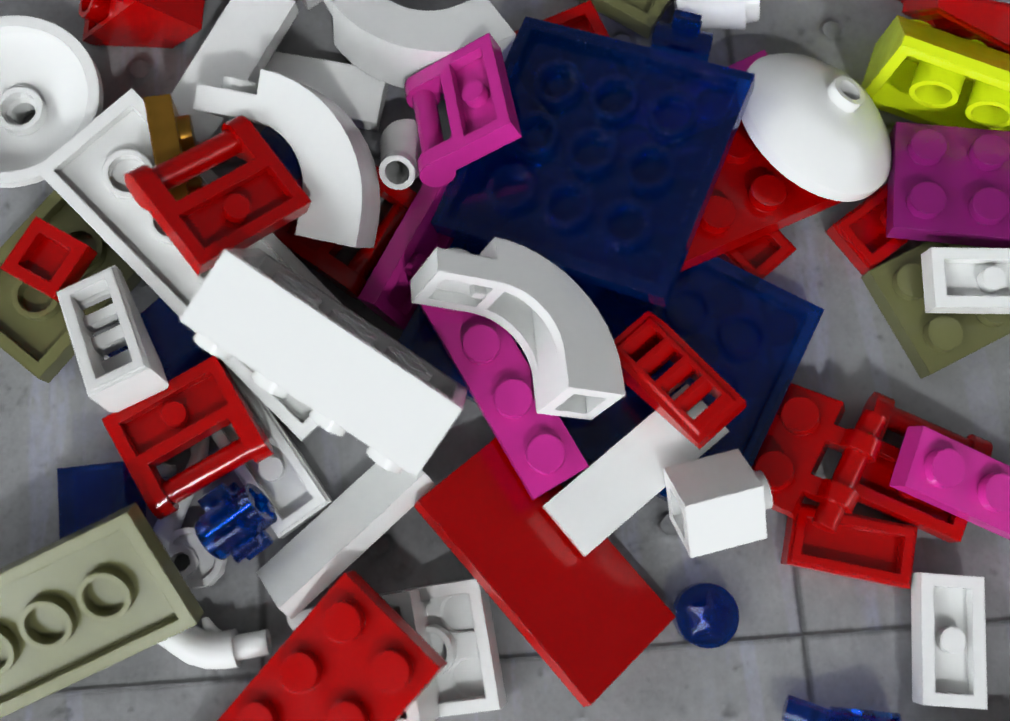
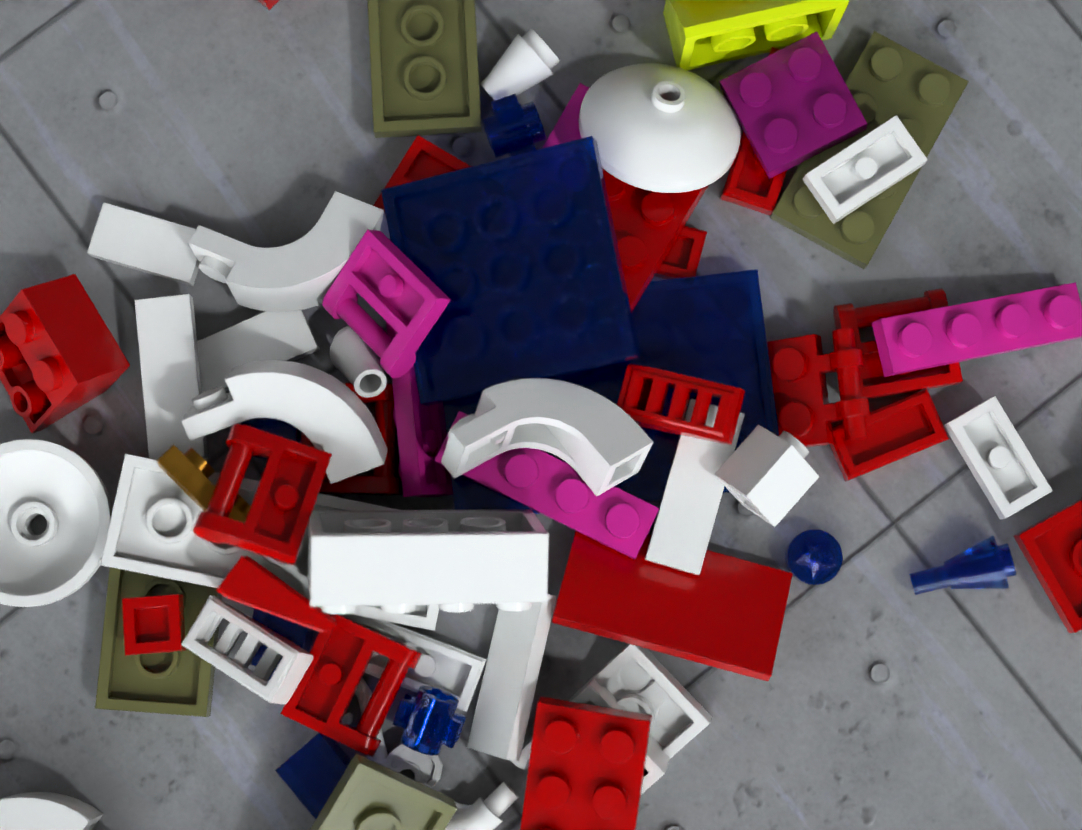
camera: 25 degrees left, 5 degrees up
(160, 285) = (262, 590): none -> red slope

